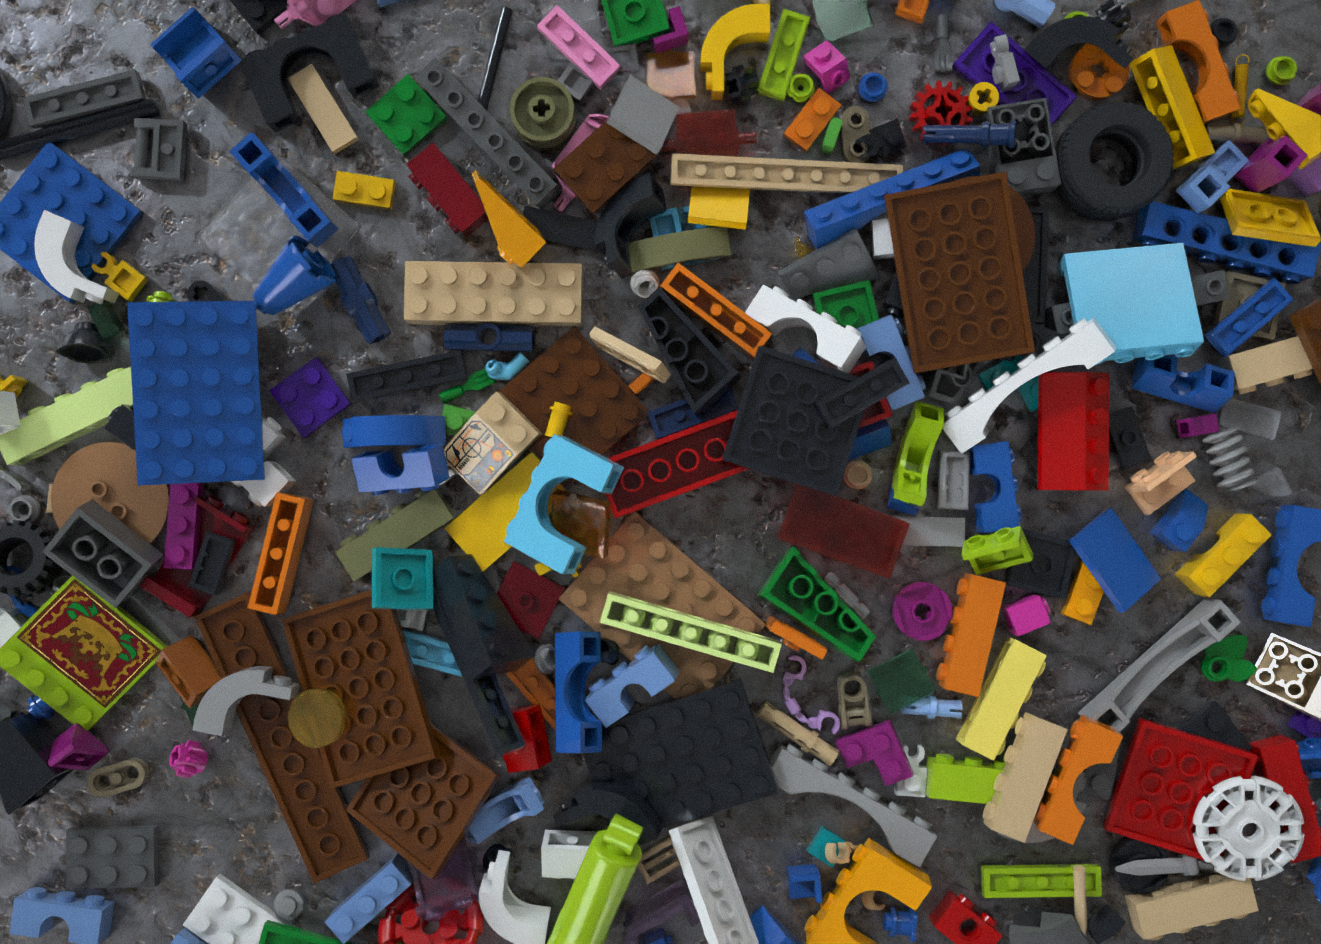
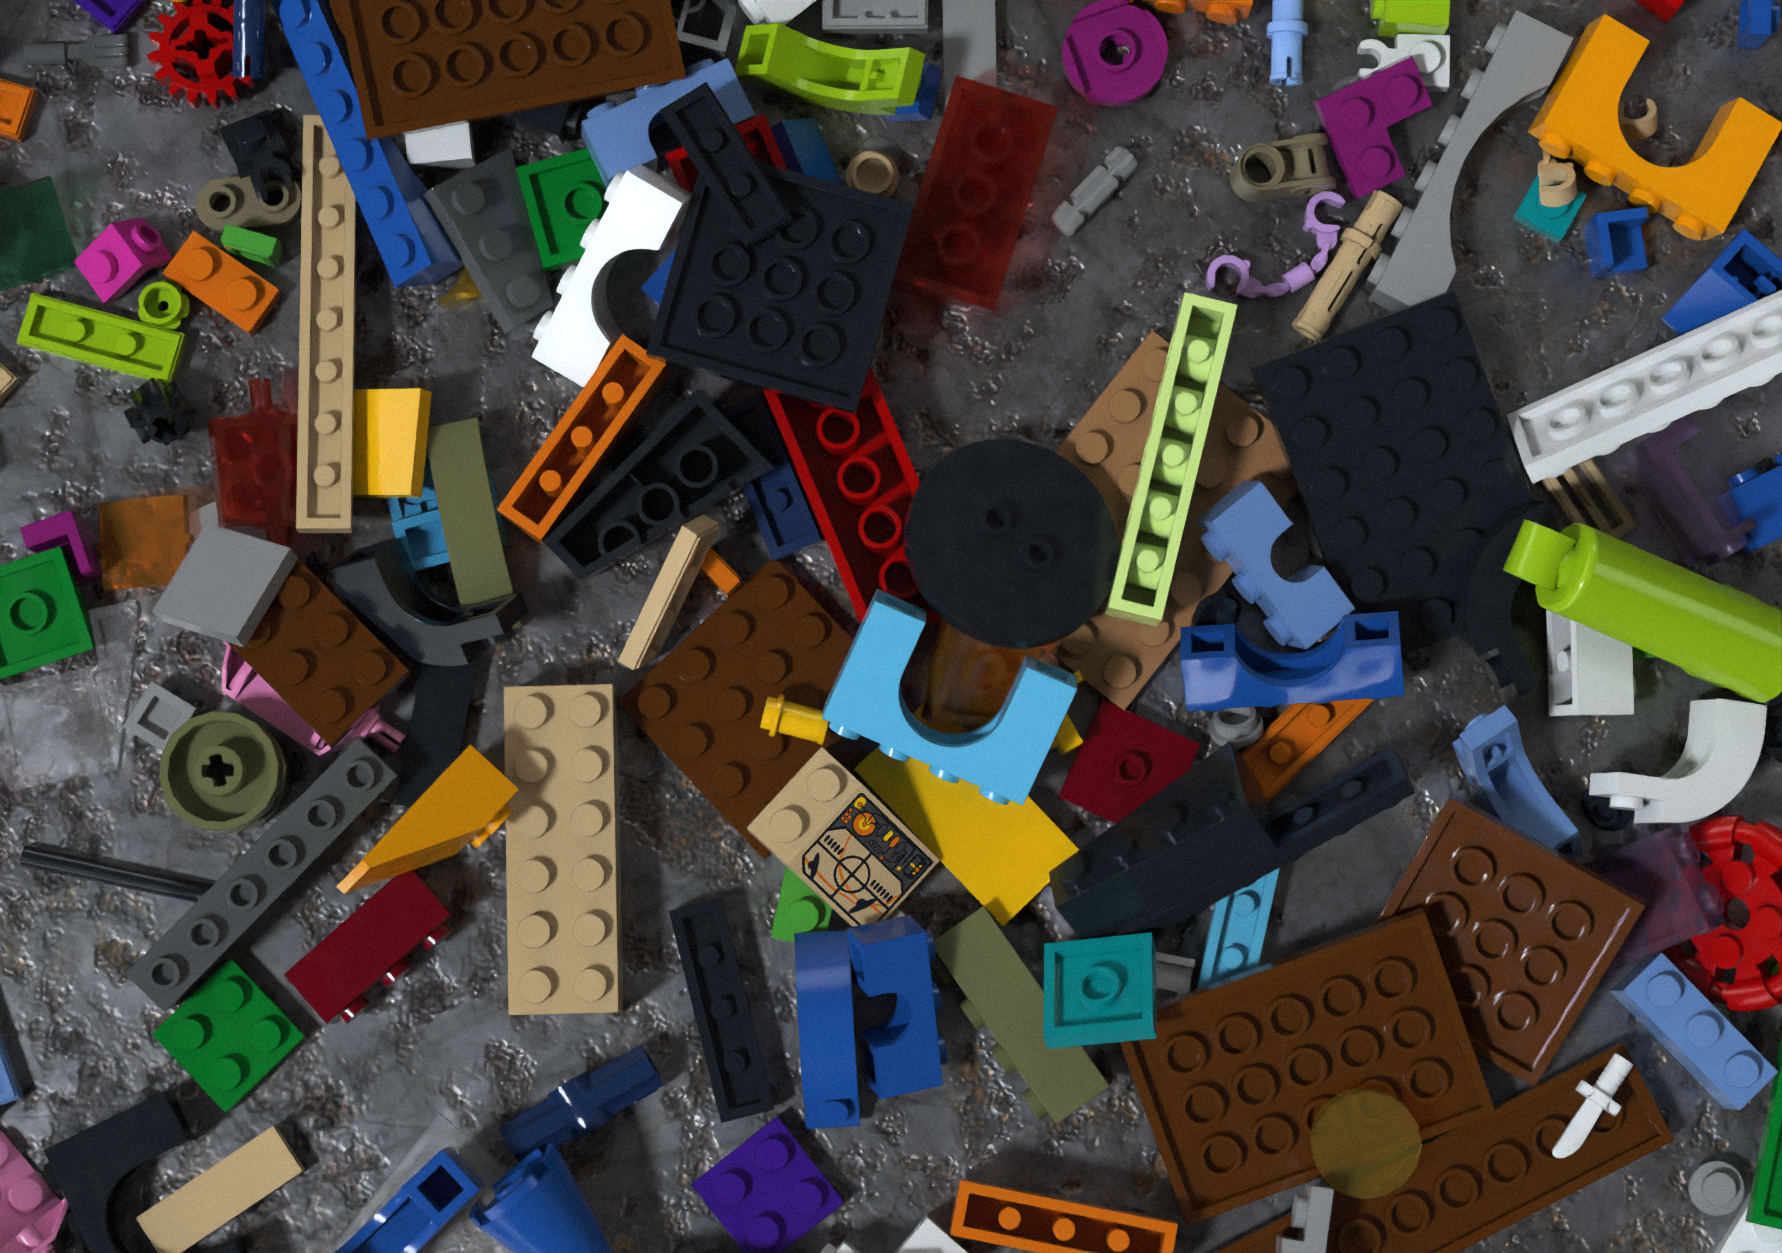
camera: 90 degrees left, 5 degrees down
(336, 844) = (1597, 1099): none -> white piece
(364, 190) = (373, 1109): yellow plate -> none
(470, 337) = (644, 821): dark blue piece -> none
(476, 382) = (728, 883): green piece -> none
(506, 370) = (704, 825): medium azure arm -> none
(533, 730) = (1409, 733): red brick -> none
(578, 47) = (99, 711): bright pink plate -> none
(644, 289) = (534, 574): white plate -> none
(647, 541) = (1010, 543): none -> black plate
(737, 27) = (51, 415): yellow arch -> none
(794, 638) = (1174, 273): orange plate -> none
(807, 600) = (1106, 254): green wedge -> none
(872, 87) = (159, 175): blue plate -> none
(901, 681) = (1243, 84): clear green piece -> none
(901, 923) = (1677, 69): blue brick -> none

